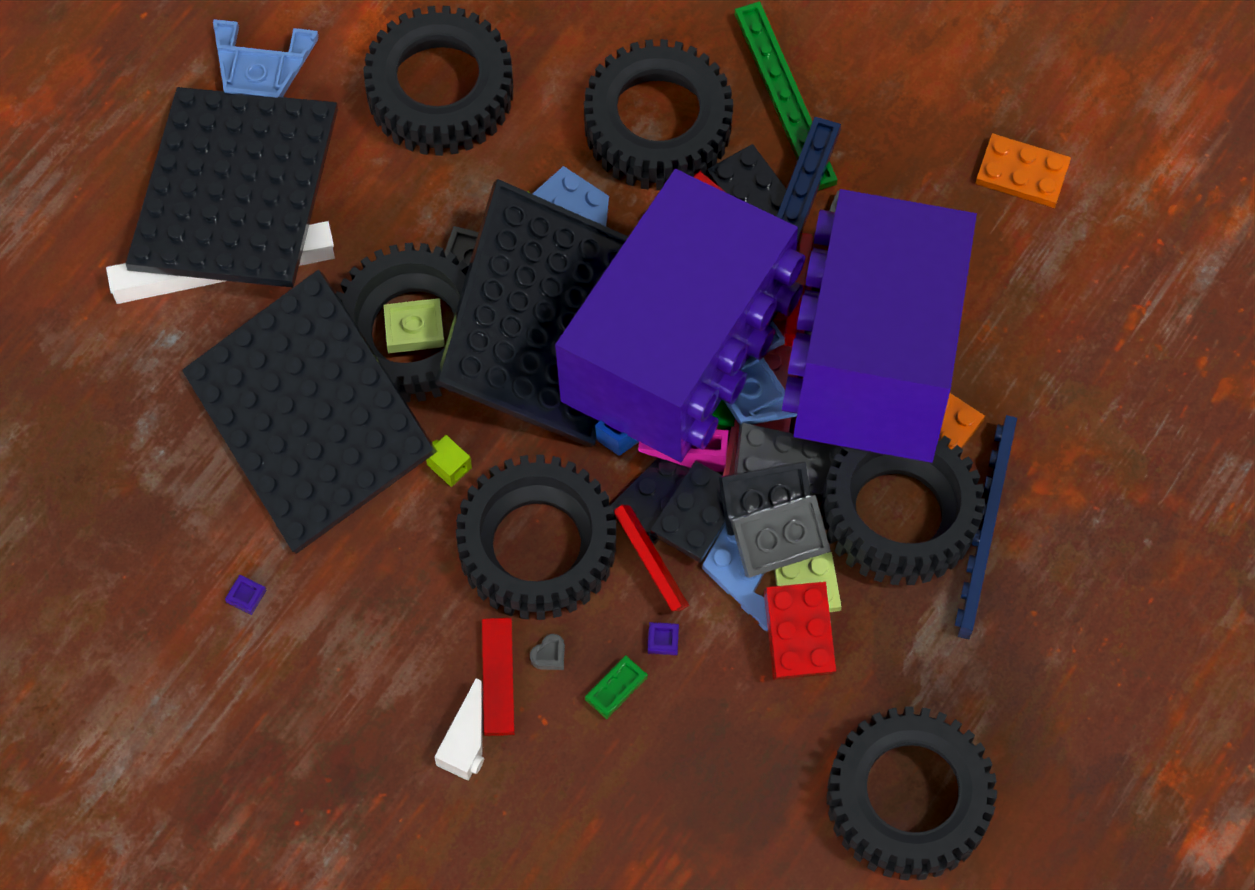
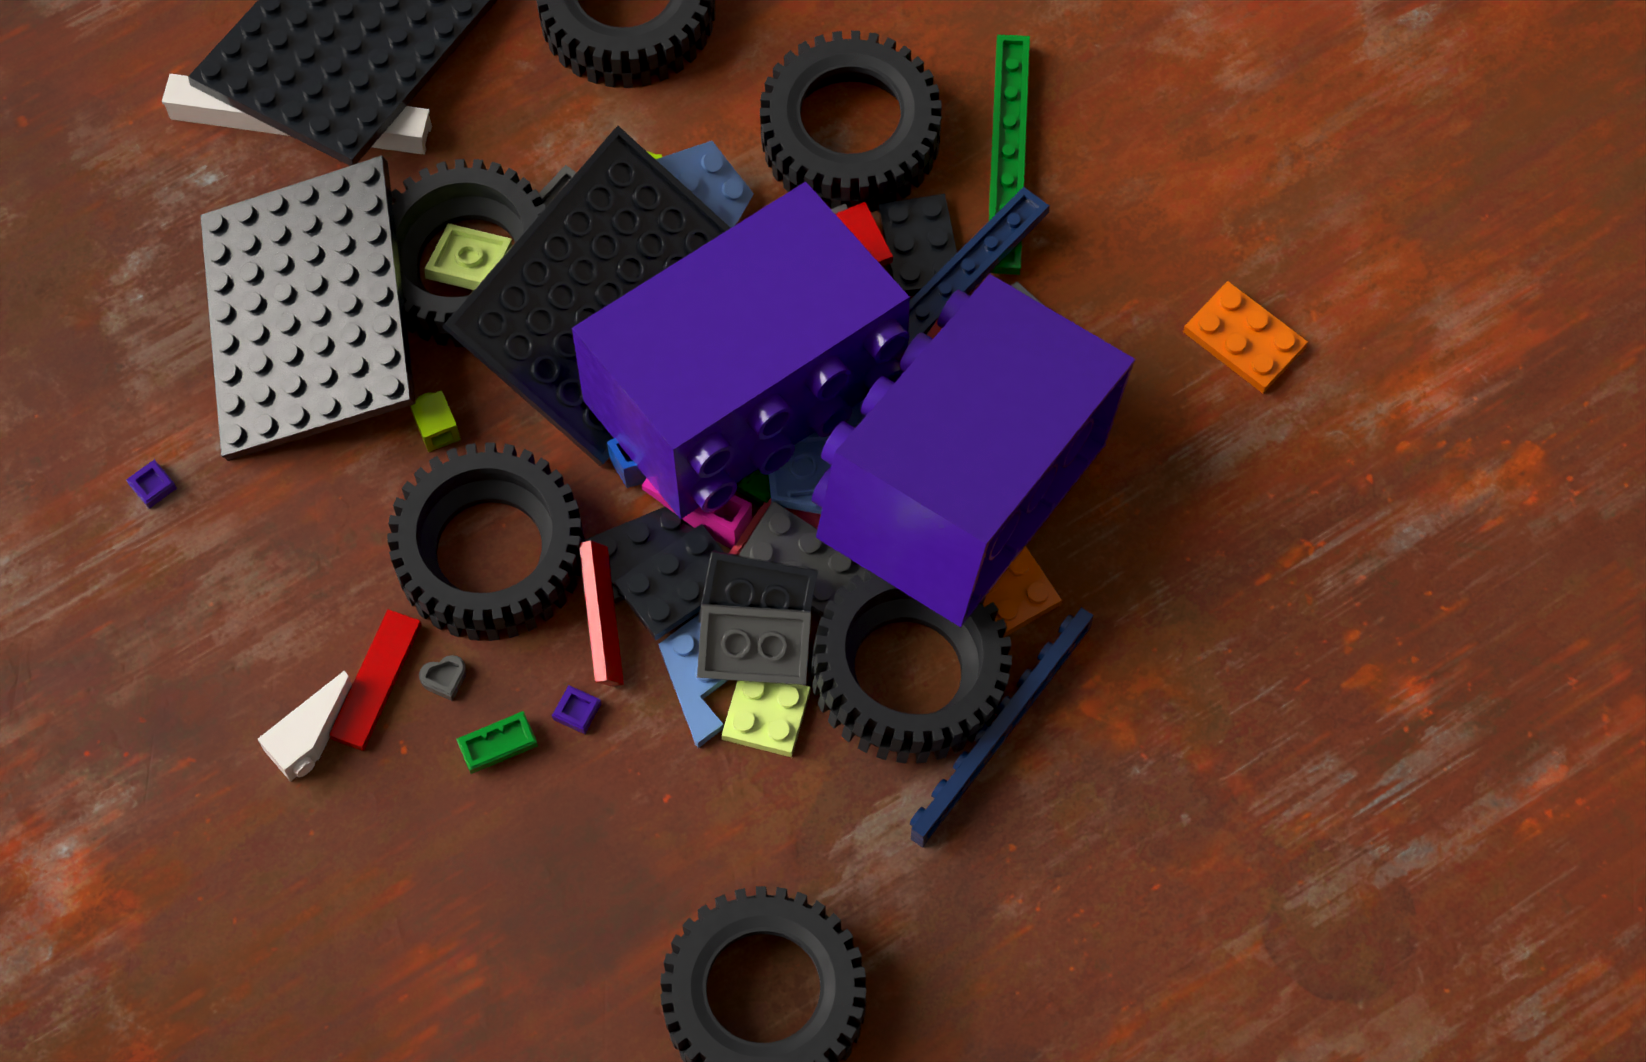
camera: 25 degrees right, 0 degrees up
(799, 630) = (725, 759): red brick -> none

